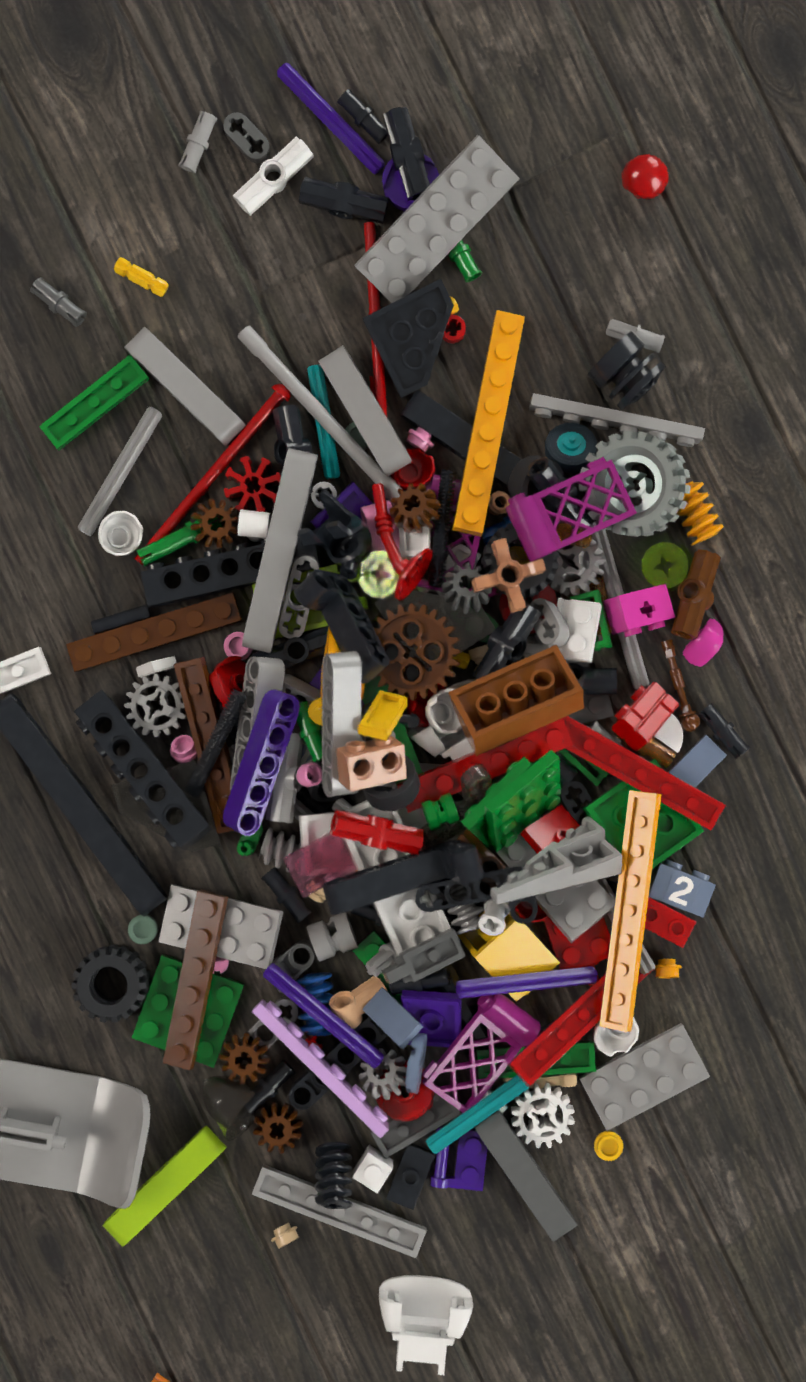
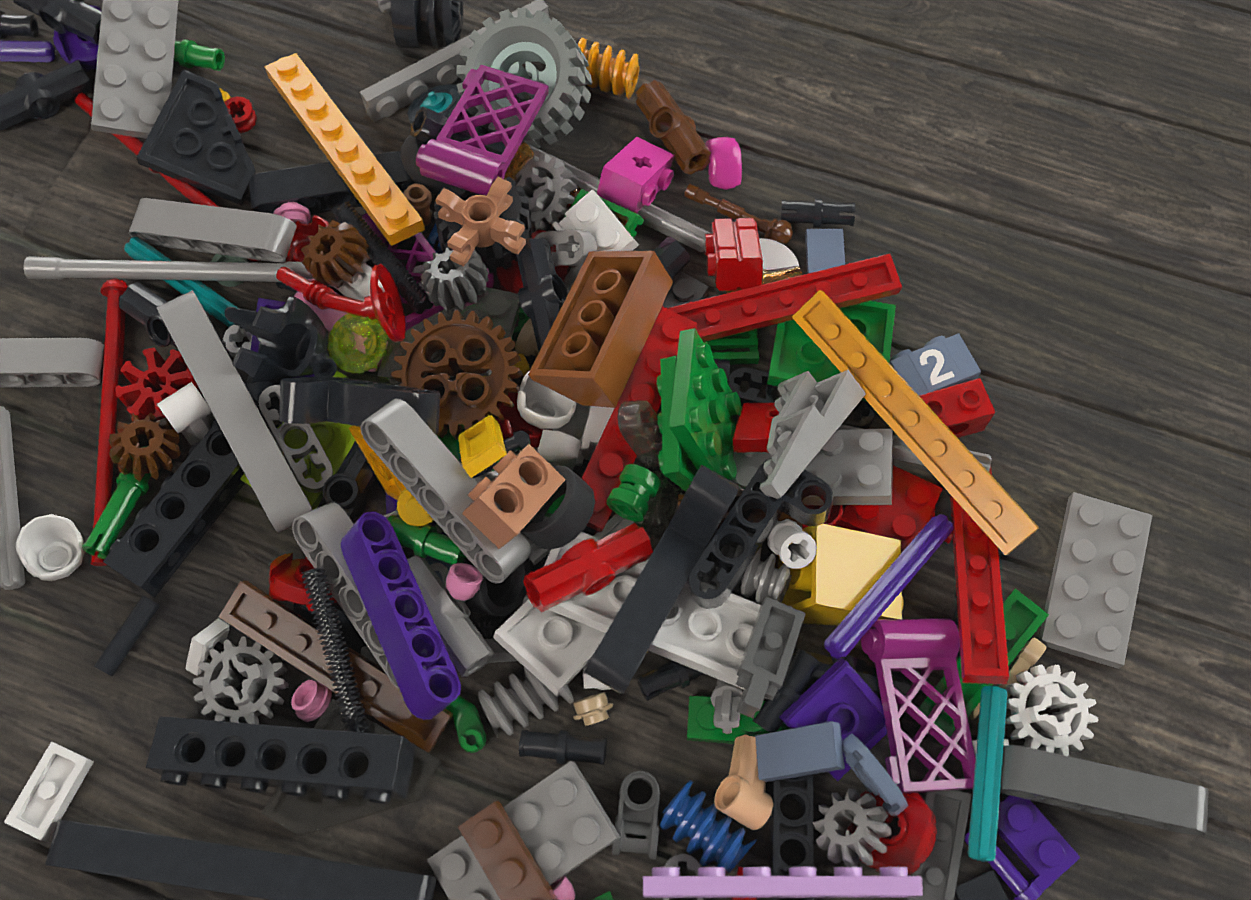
camera: 40 degrees left, 20 degrees down
(154, 632) = (173, 620): reddish brown plate -> none
(234, 647) = (278, 544): bright pink plate -> none
(318, 863) = (559, 662): clear pink plate -> none
(323, 1015) = (725, 824): dark purple axle -> none
(332, 936) = (652, 740): light grey wheel -> none
(608, 1145) = (1141, 679): yellow plate -> none
(613, 1041) = (1028, 563): white hair -> none
(667, 969) = (1003, 456): light orange plate -> none
(671, 553) = (616, 122): clear neon green gear -> none

